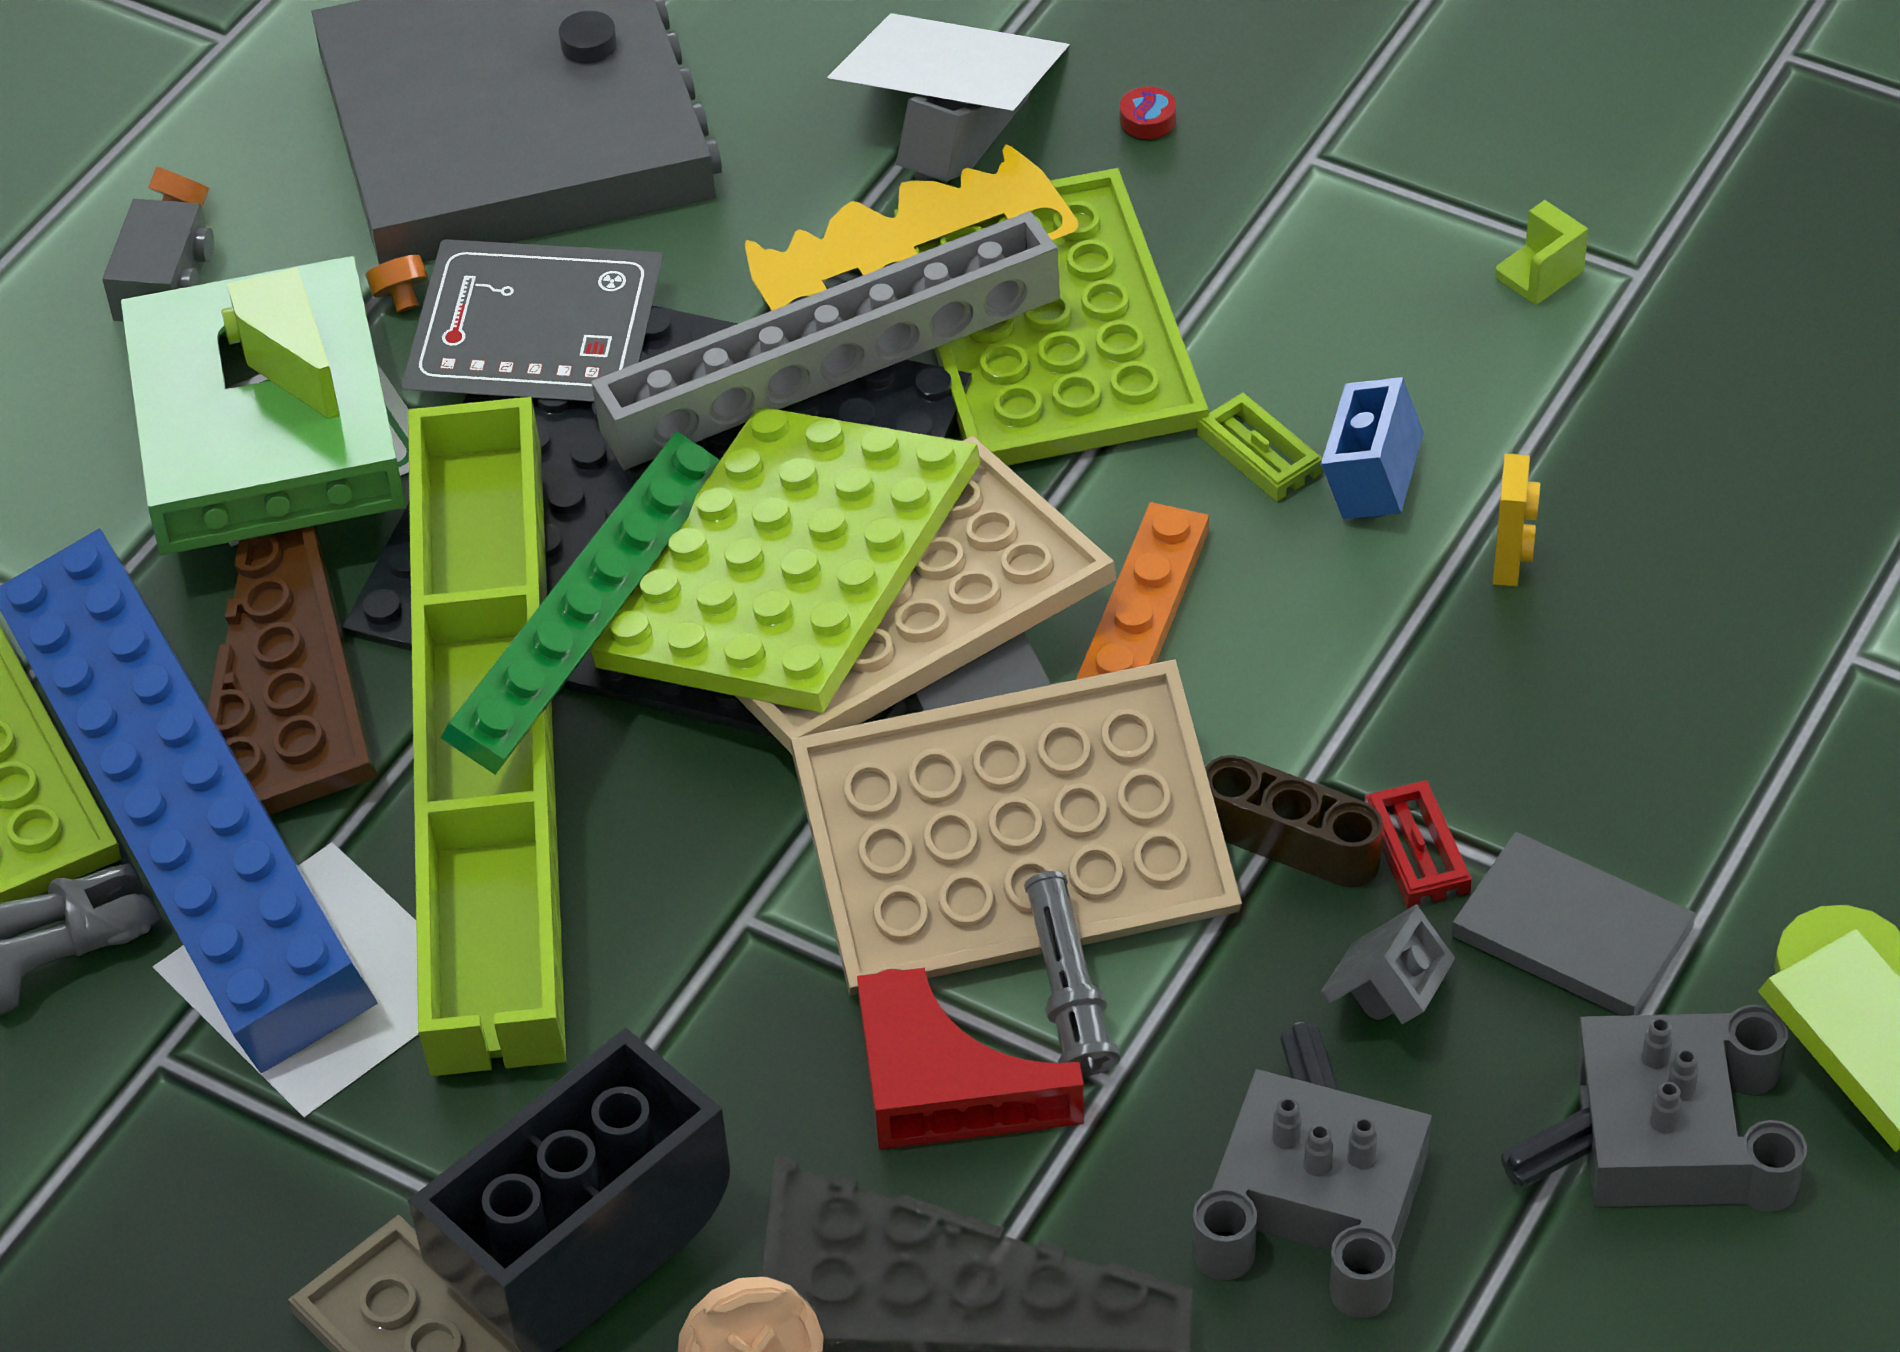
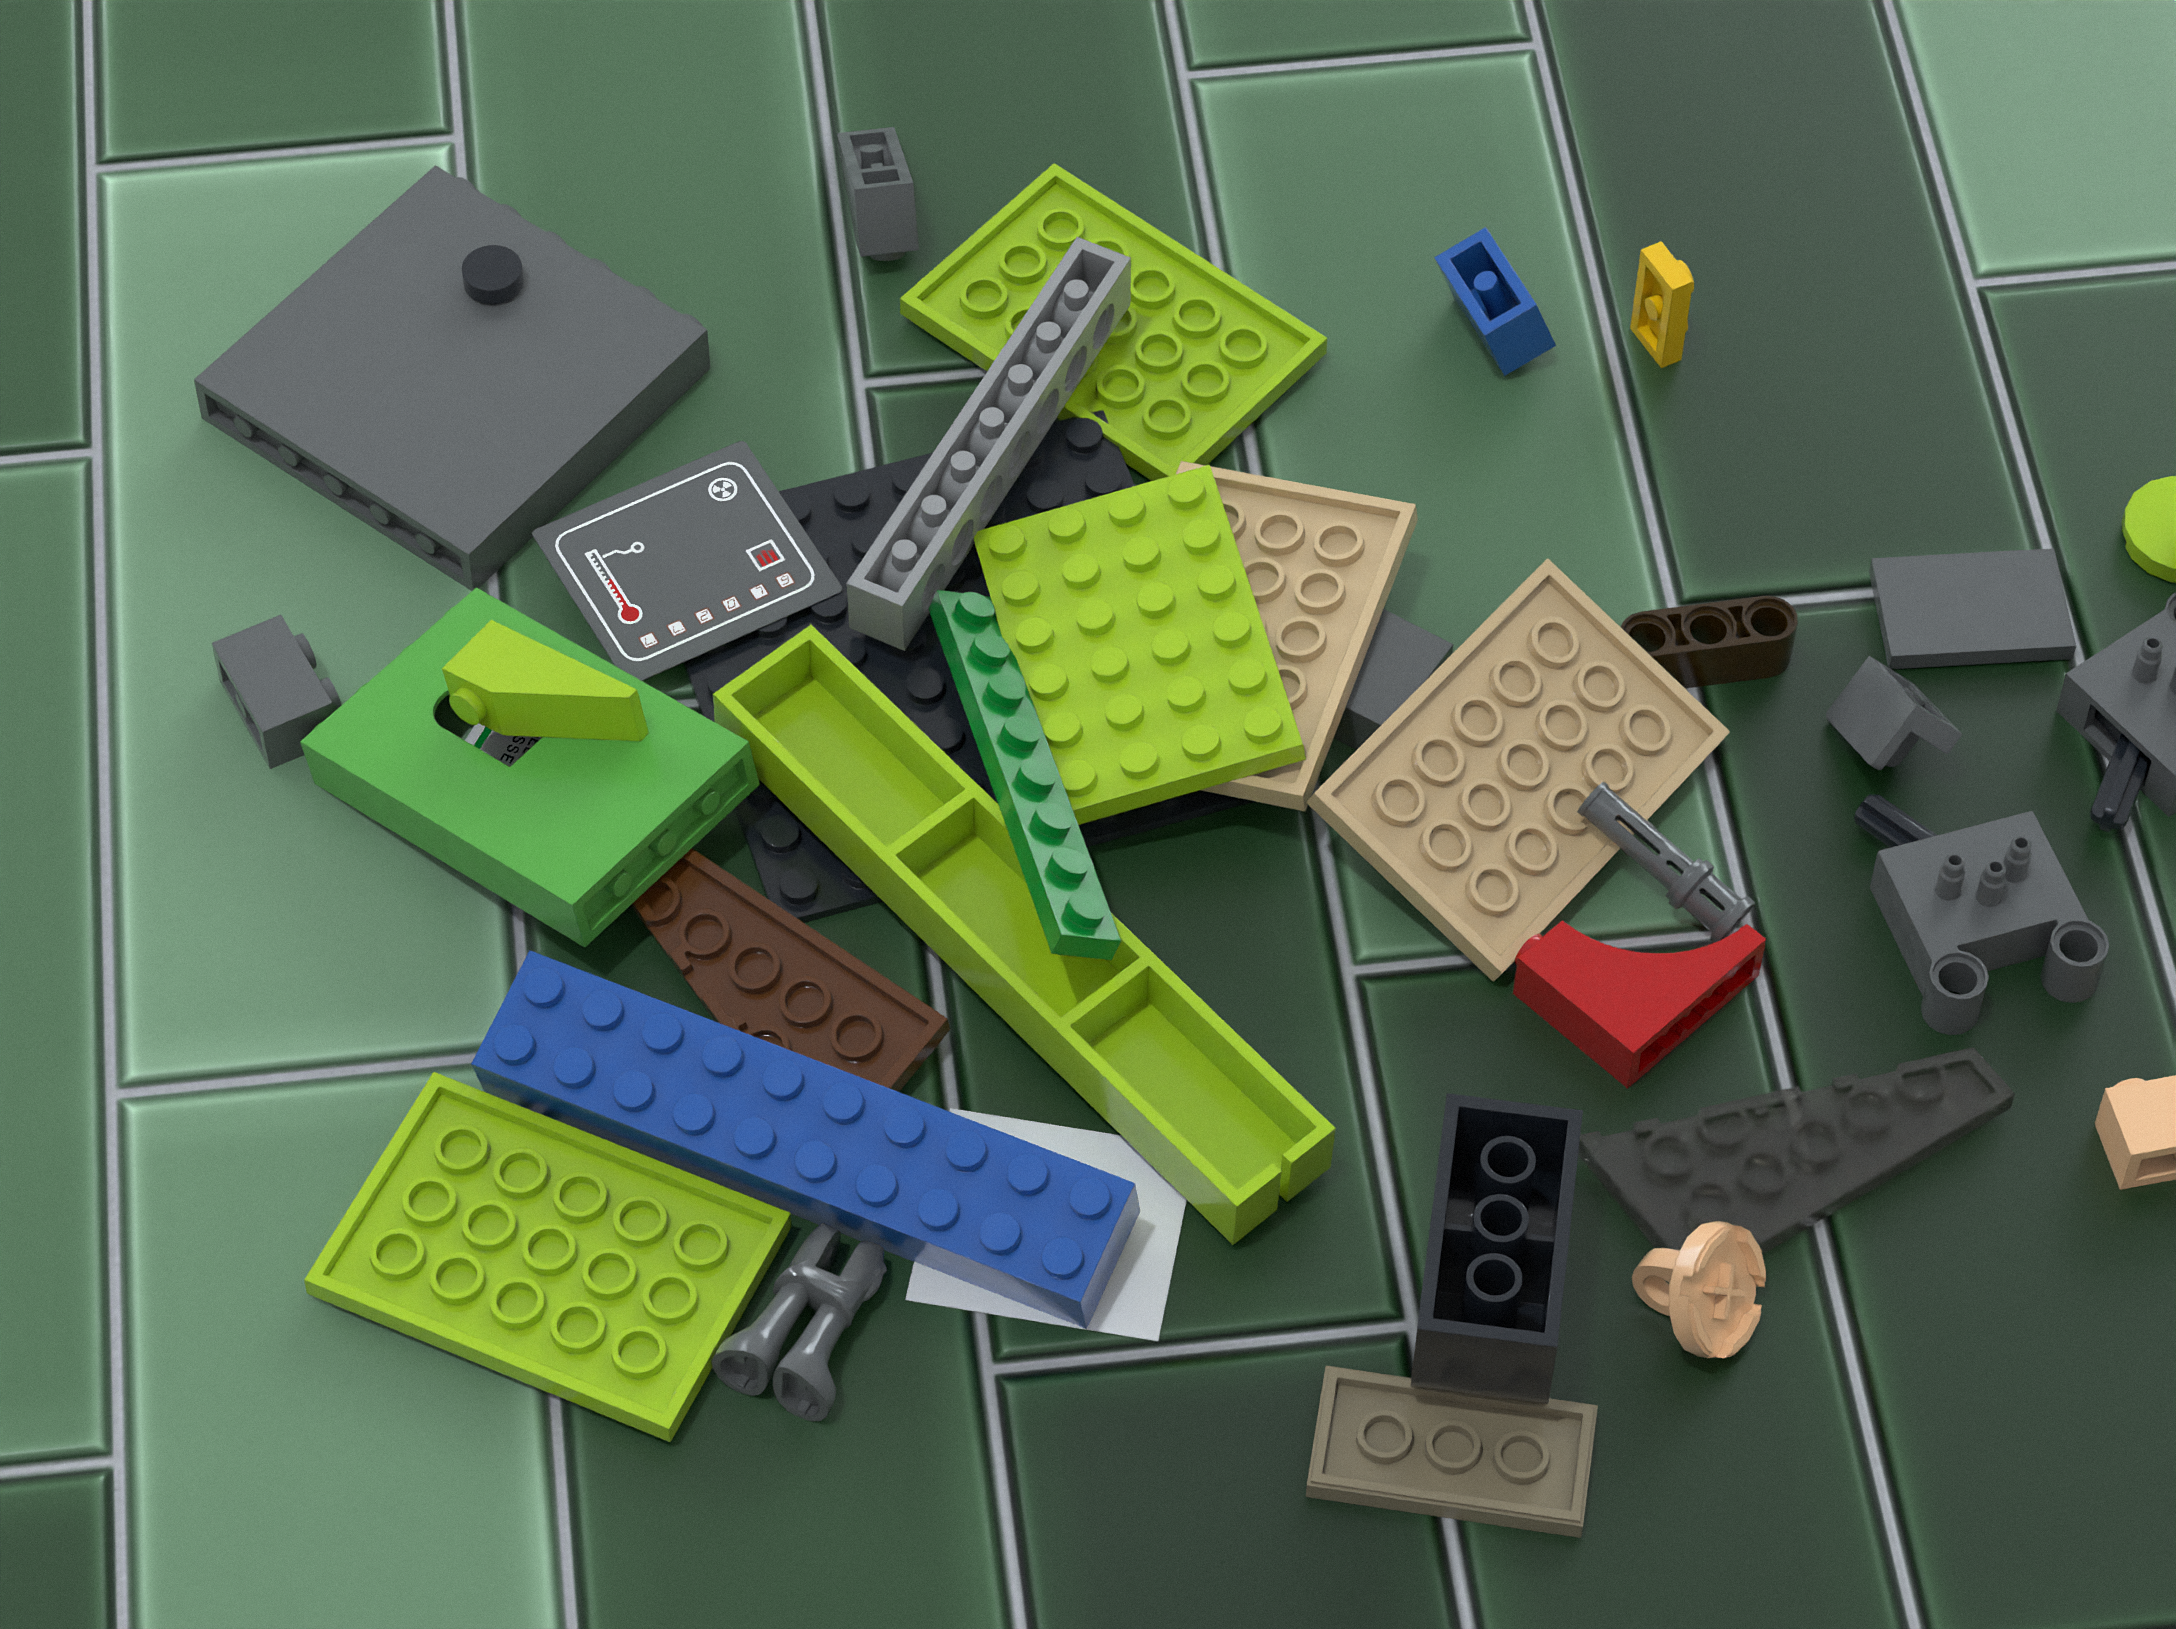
camera: 40 degrees left, 5 degrees up
(177, 187) = (223, 615): orange tile -> none
(398, 280) = (519, 587): orange tile -> none
(925, 212) = (914, 336): yellow piece -> none
(950, 61) = (823, 137): white sticker -> none
(1147, 112) = (1018, 100): red tile -> none
(1147, 590) = (1434, 560): orange plate -> none
(1251, 451) = (1381, 356): lime tile -> none
(1431, 883) = (1813, 629): red tile -> none
(1551, 254) = (1460, 64): lime panel -> none

